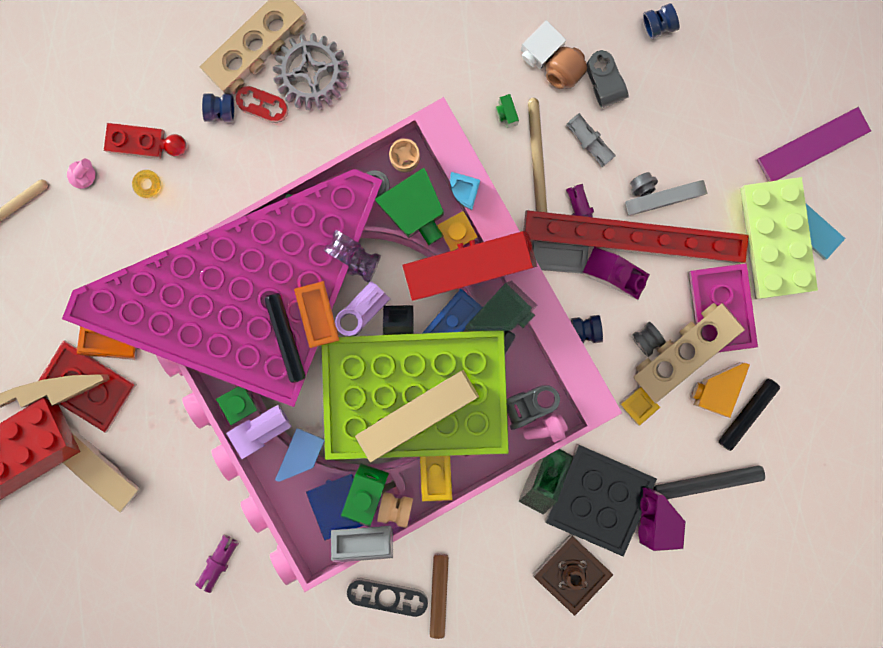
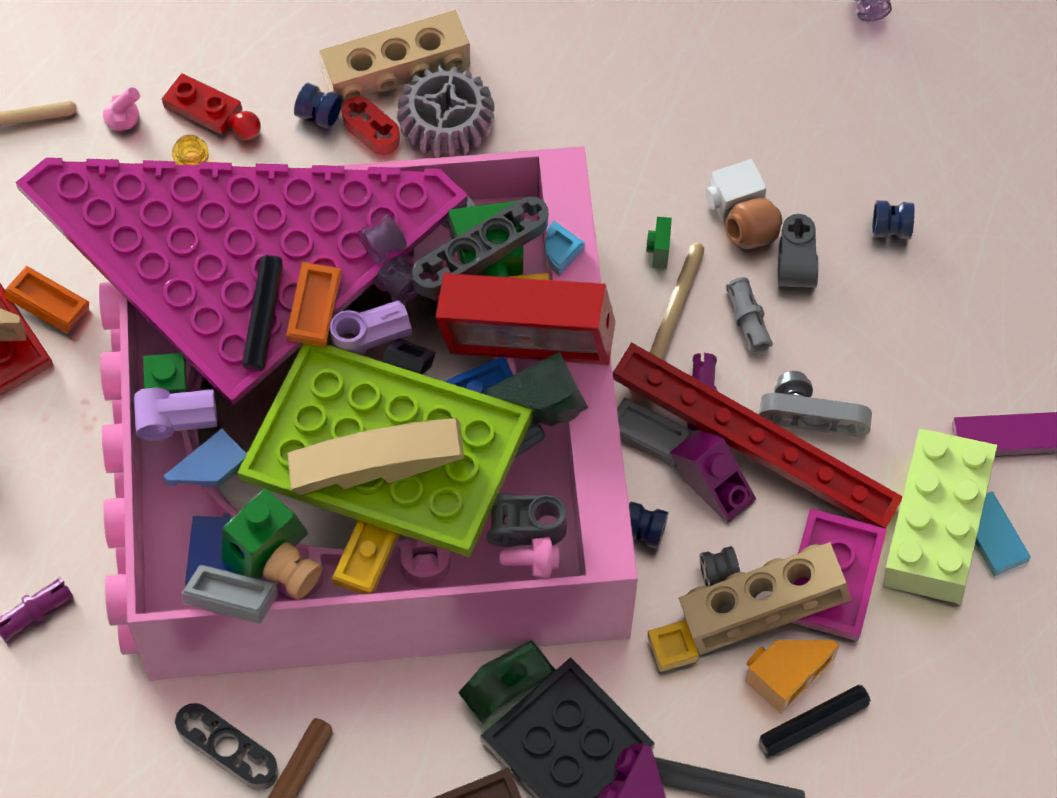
camera: 25 degrees right, 25 degrees down
(406, 151) = (506, 182): light nougat wheel -> none
(408, 219) = (477, 242): none -> dark grey beam

